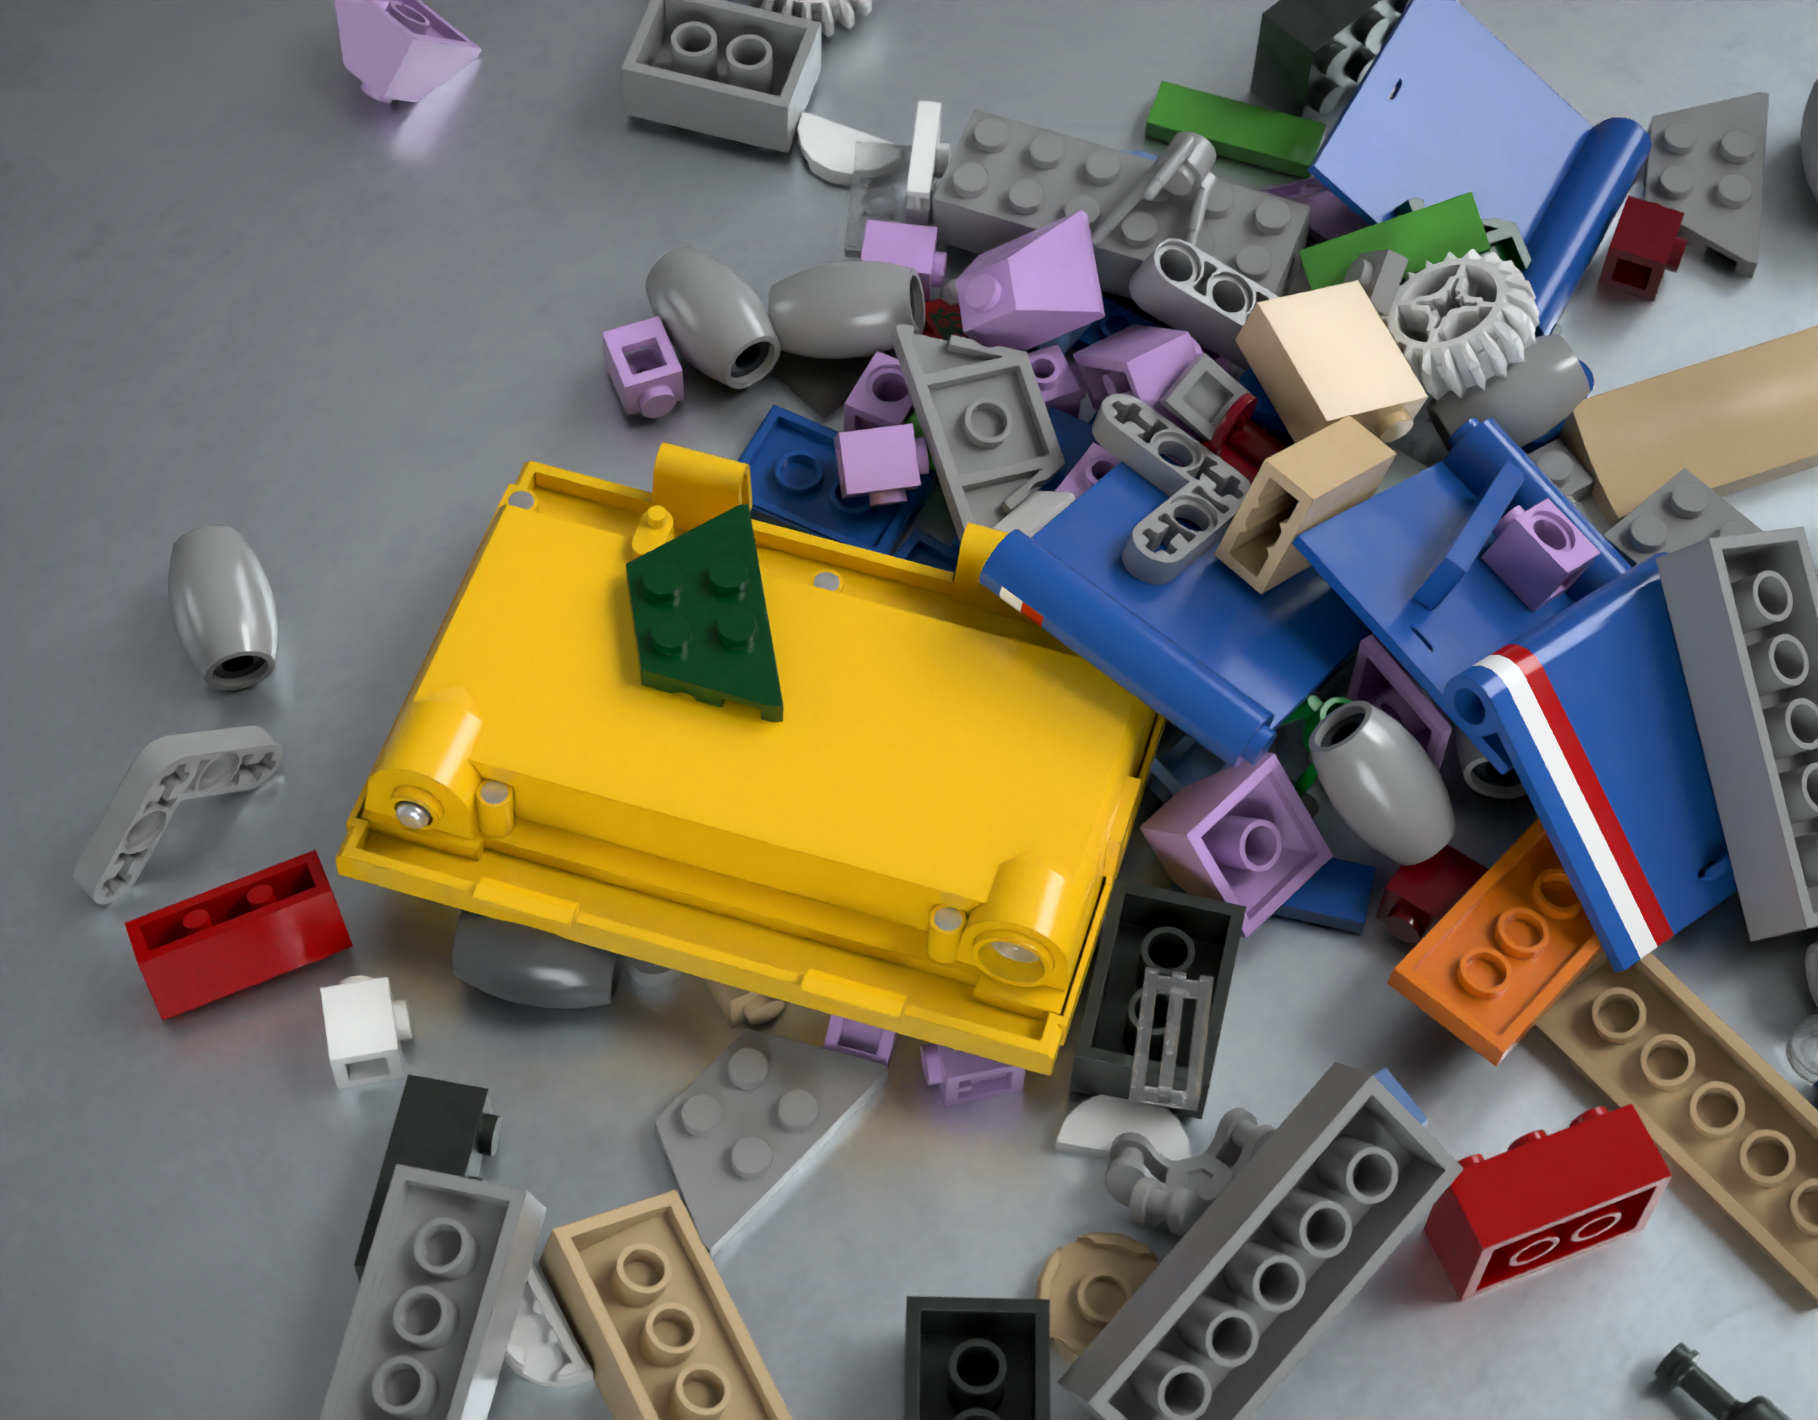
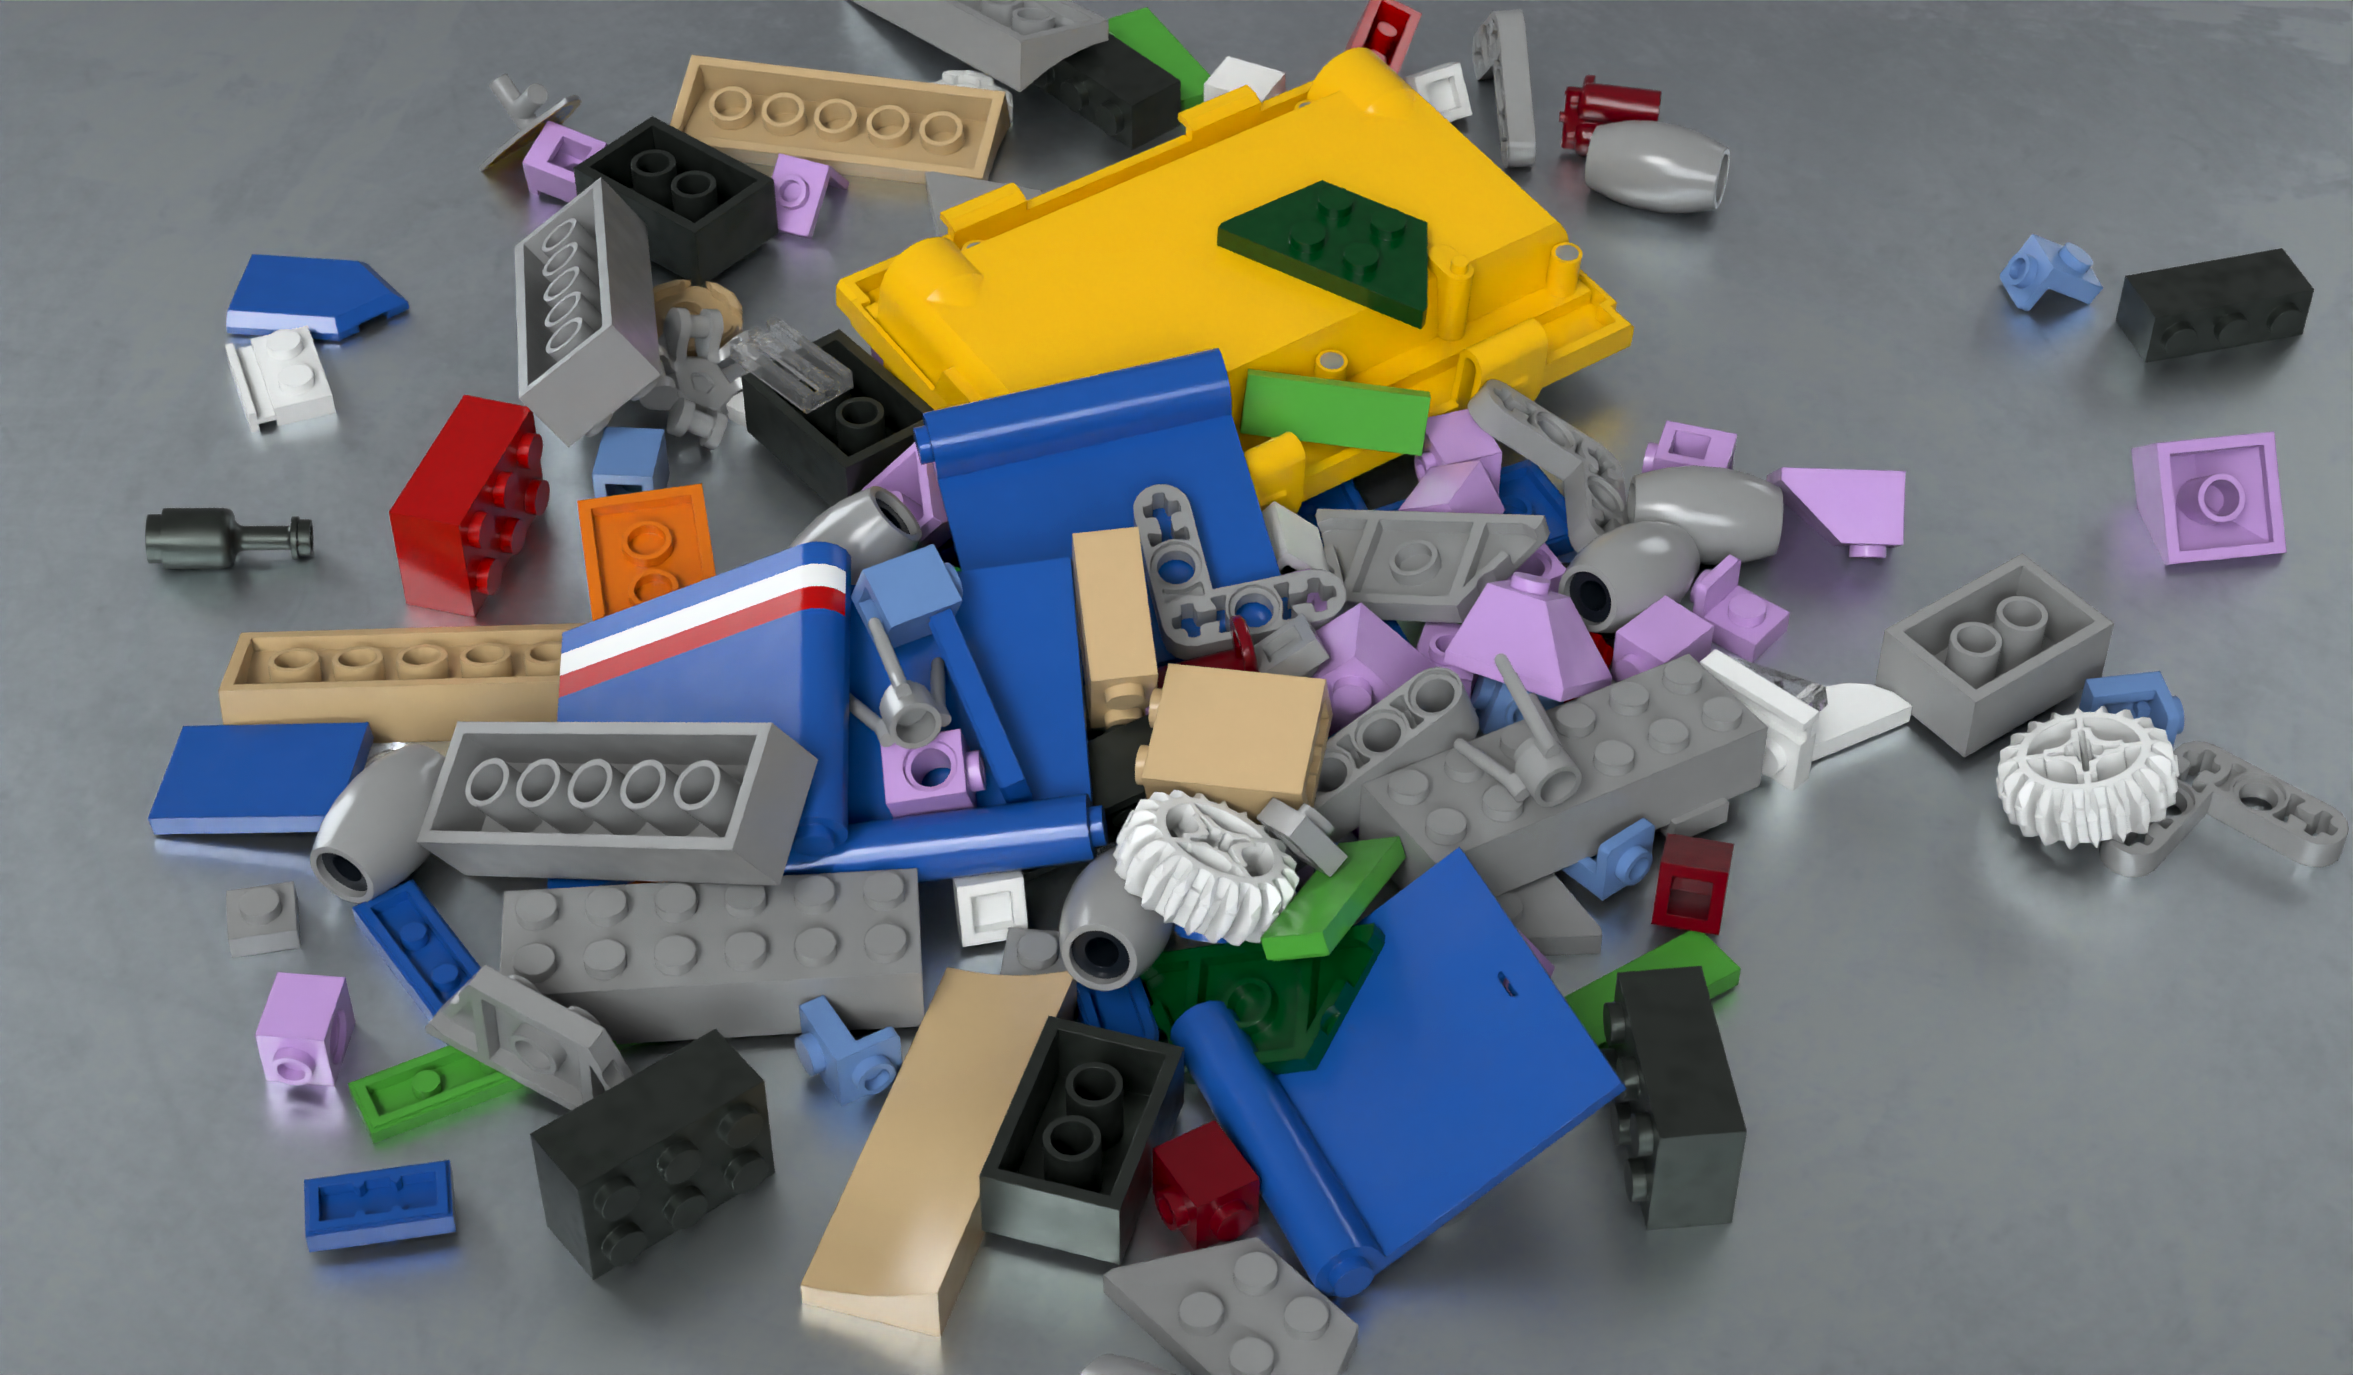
camera: 130 degrees right, 15 degrees down
(116, 135) = (2214, 305): none -> pearl dark grey brick
(153, 264) = (2049, 265): none -> medium blue bracket
(170, 685) = (1603, 104): none -> dark red piece
(216, 865) = (1443, 89): none -> white tile
(327, 1183) = (1154, 41): none -> bright green tile
(598, 250) = (1848, 506): none -> lavender slope
(730, 421) = (1589, 471): none -> light grey beam
(784, 255) = (1740, 618): none -> lavender bracket
(801, 496) = (1458, 439): none -> lavender brick
(838, 1334) = (800, 193): none -> lavender bracket
(871, 552) = (1335, 412): none -> bright green tile
(1123, 120) = (1692, 884): none -> dark red brick
(1453, 605) = (907, 593): none -> medium blue brick
(1544, 546) = (907, 709): none -> light grey plant
(1686, 307) = (1081, 1139): none -> pearl dark grey brick
(1755, 497) = (846, 1065): none -> medium blue bracket

